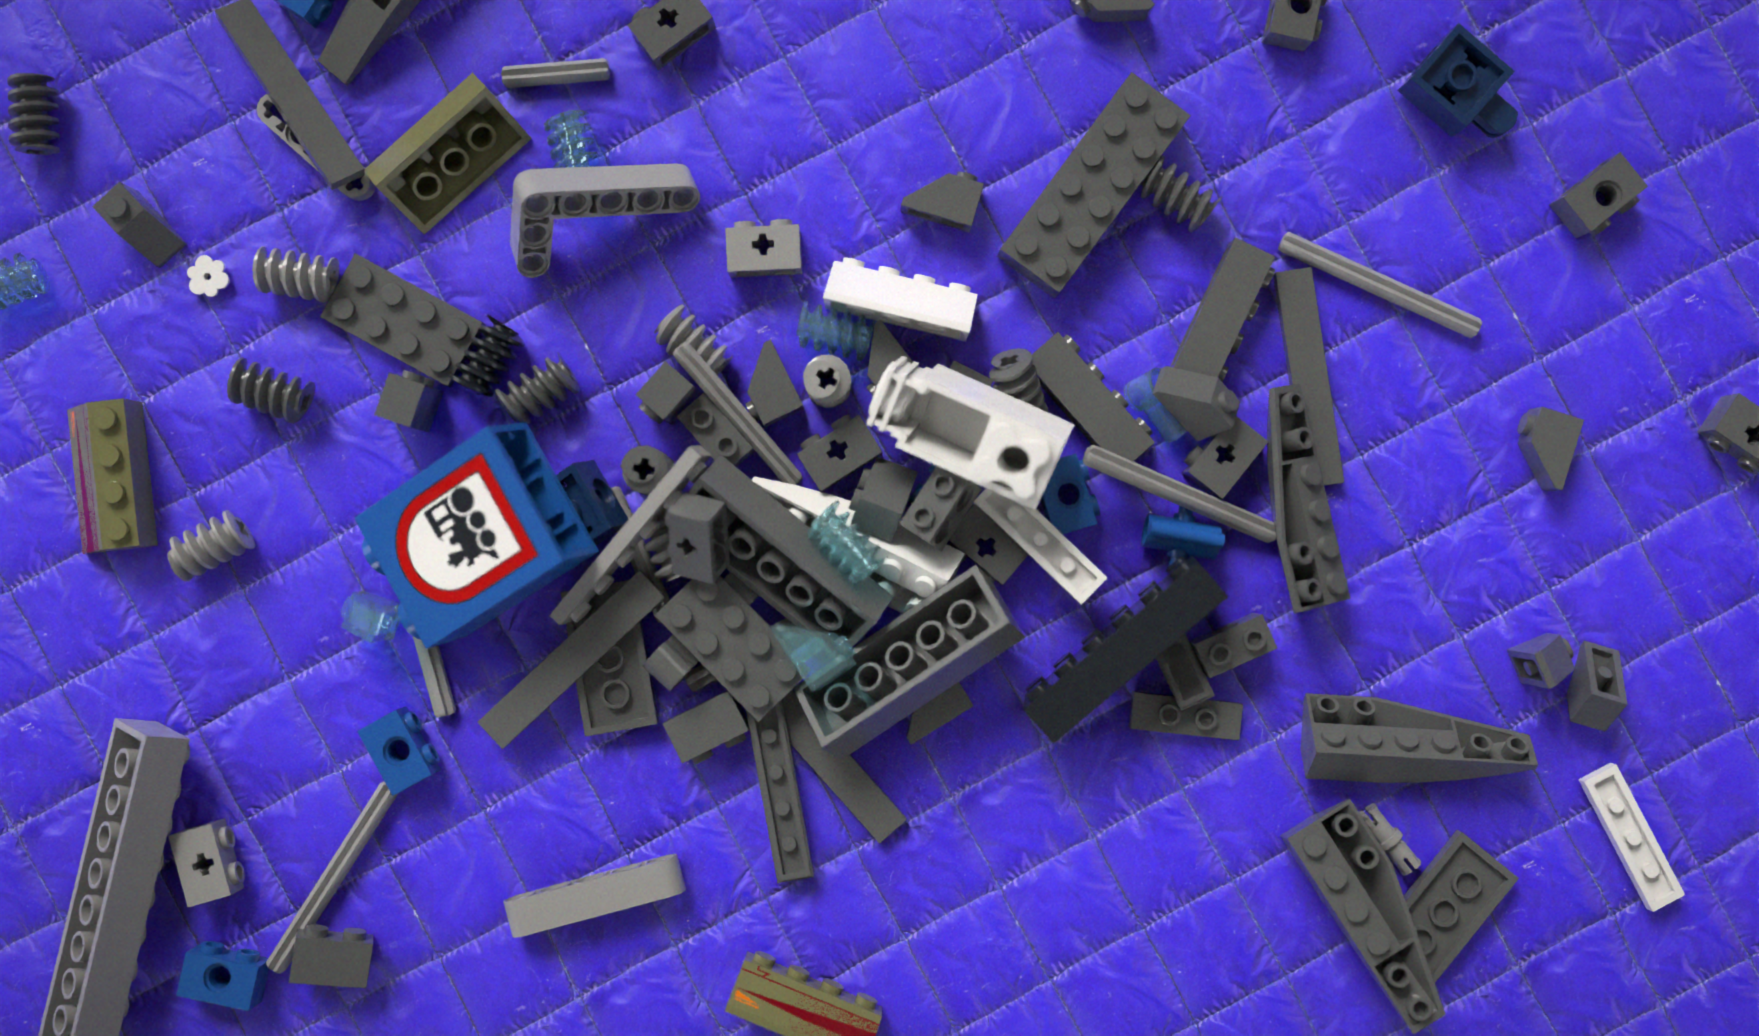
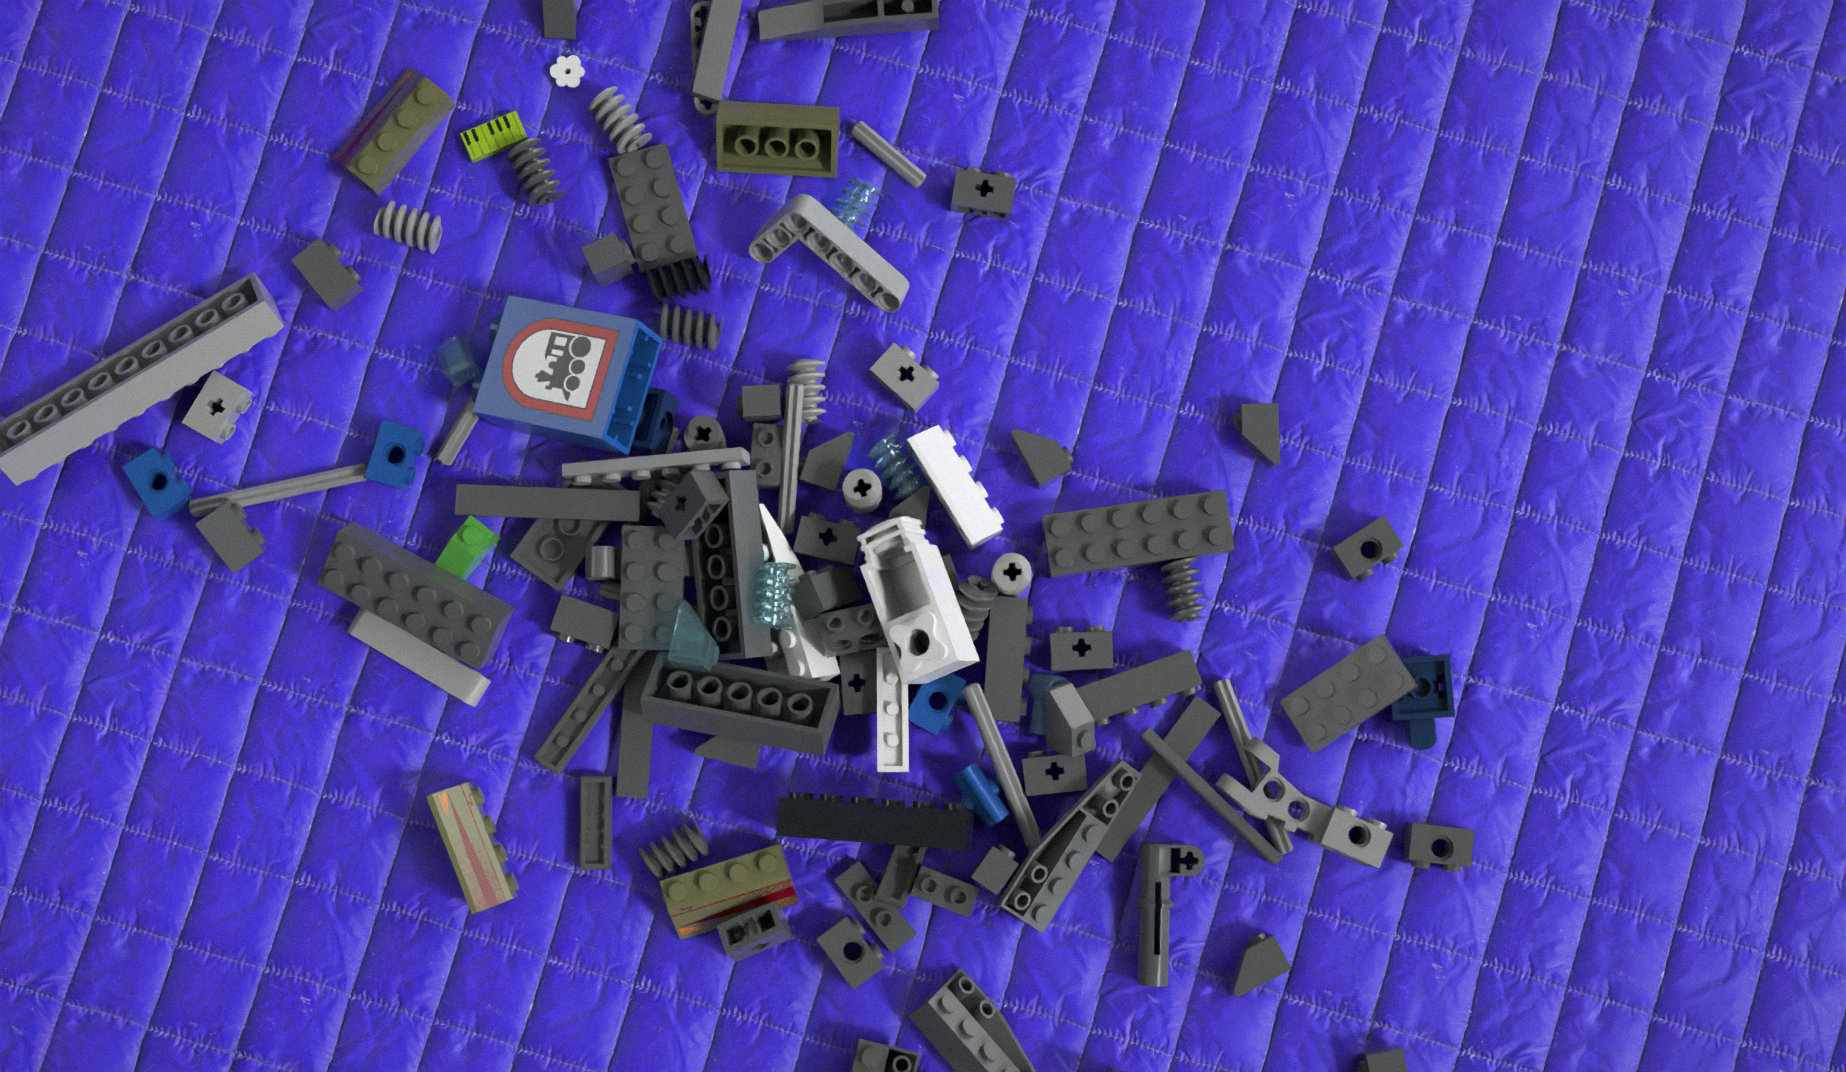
camera: 50 degrees right, 5 degrees down
(182, 655) = (327, 274): none -> dark grey brick
(202, 396) = (494, 136): none -> lime tile
(538, 850) = (415, 595): none -> dark grey brick
(545, 782) = (467, 548): none -> bright green slope
(885, 882) = (595, 823): none -> dark grey plate
(975, 838) = (675, 850): none -> dark grey piece
(1016, 314) = (1019, 567): none -> light grey piece
(1052, 825) = (728, 889): none -> olive slope
(1109, 839) = (754, 931): none -> dark grey brick
(1162, 322) = (1096, 658): none -> dark grey brick
(1224, 783) = (854, 970): none -> dark grey brick
(1257, 585) = (995, 868): none -> dark grey brick
(1372, 345) = (1209, 795): none -> dark grey tile
(1405, 141) = (1348, 693): none -> dark grey plate
(1415, 479) = (1155, 905): none -> dark grey piece
(1498, 270) = (1325, 825): none -> light grey brick

